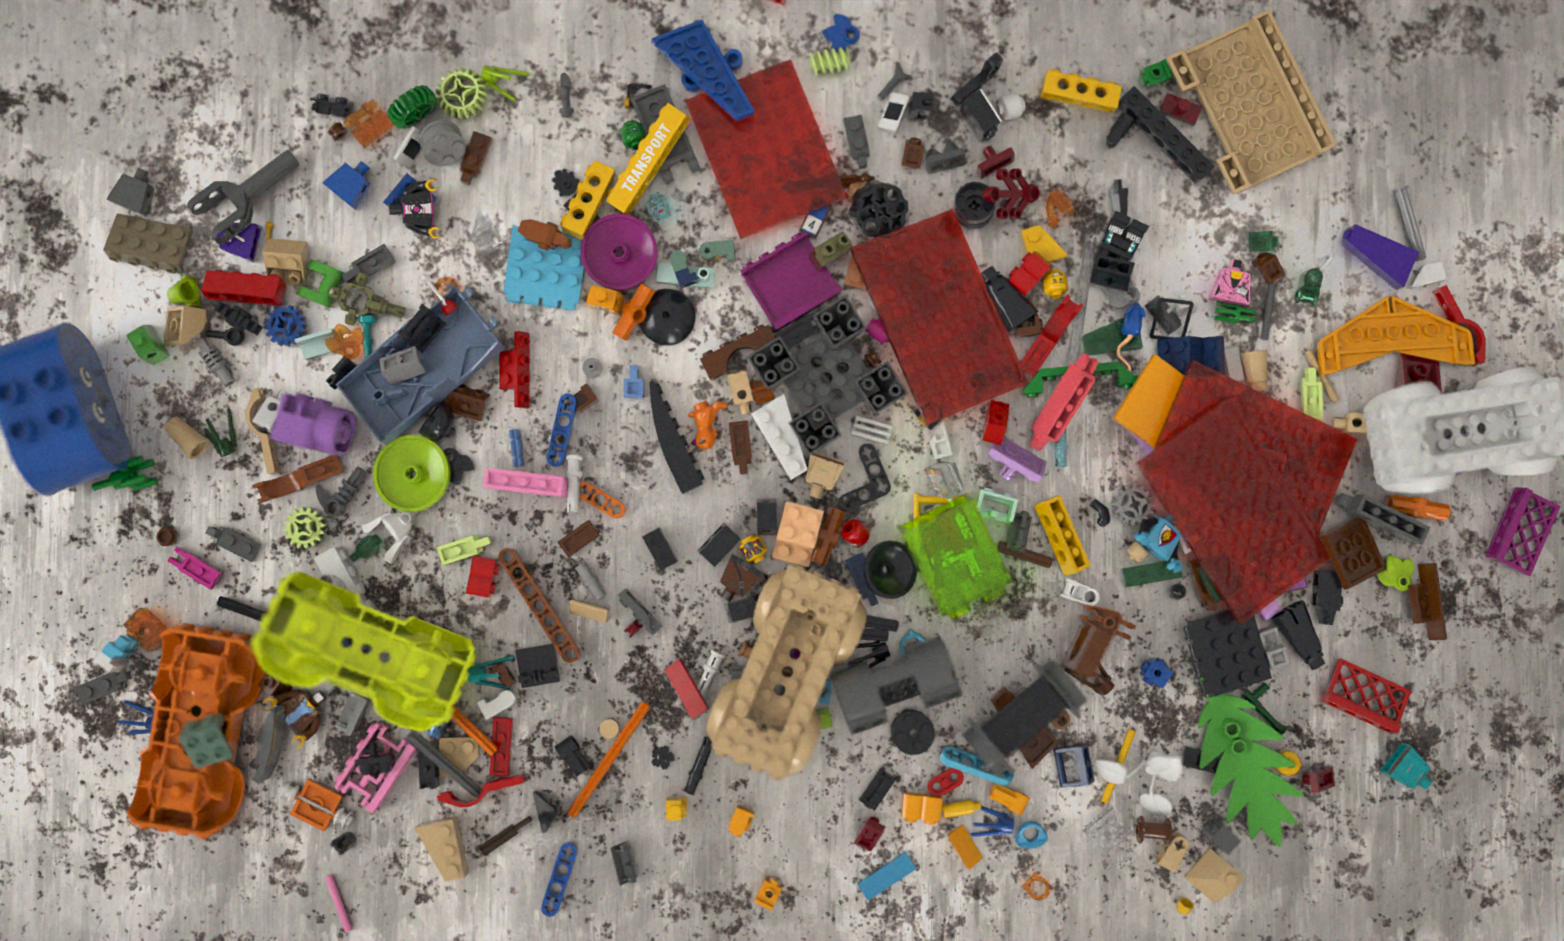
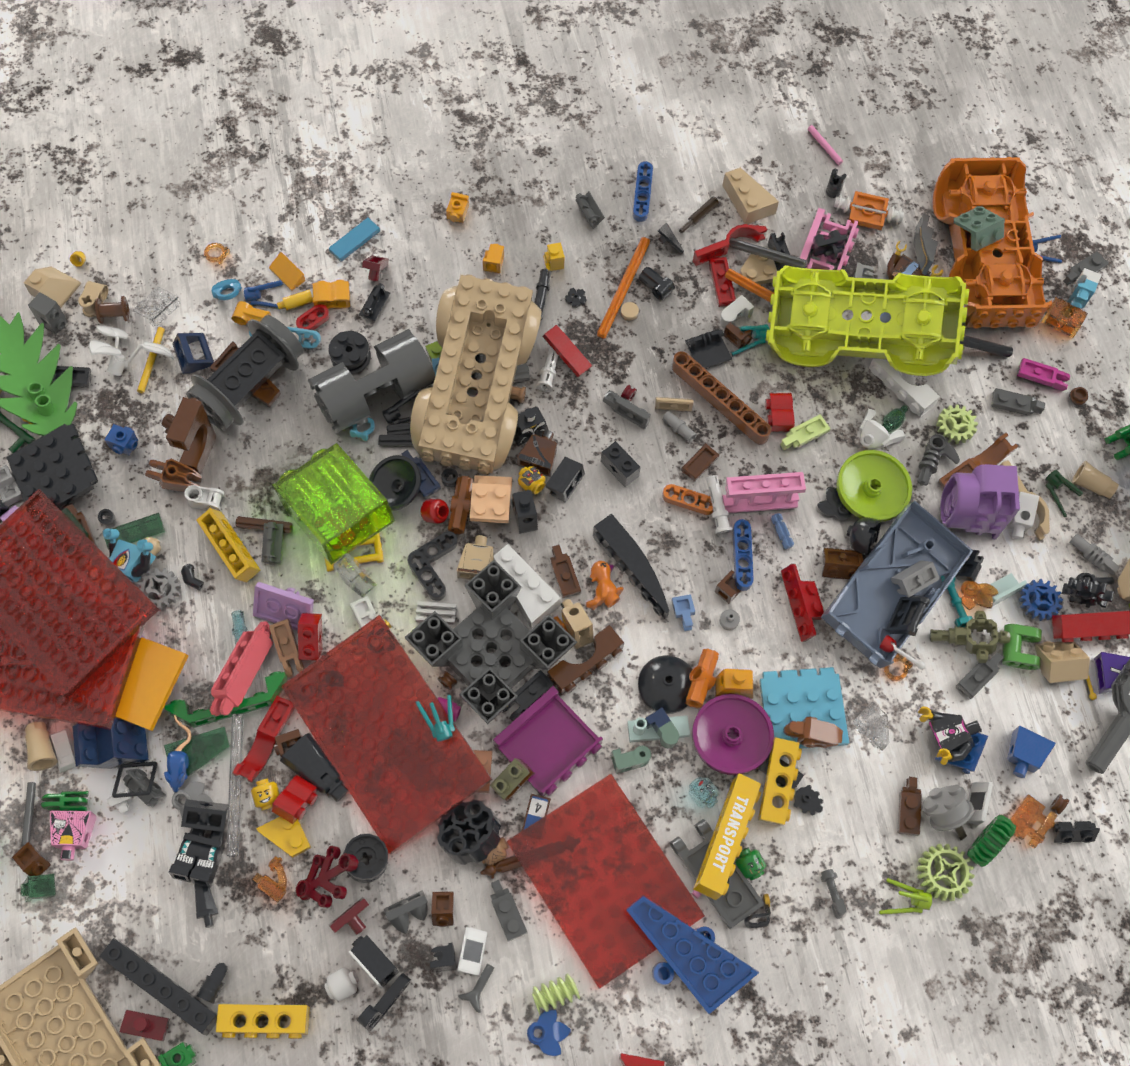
camera: 165 degrees right, 20 degrees down
(889, 299) = (442, 730): none -> teal plant
(1005, 498) = (298, 555): light aqua window -> none
(1019, 421) = (286, 646): none -> medium nougat hinge

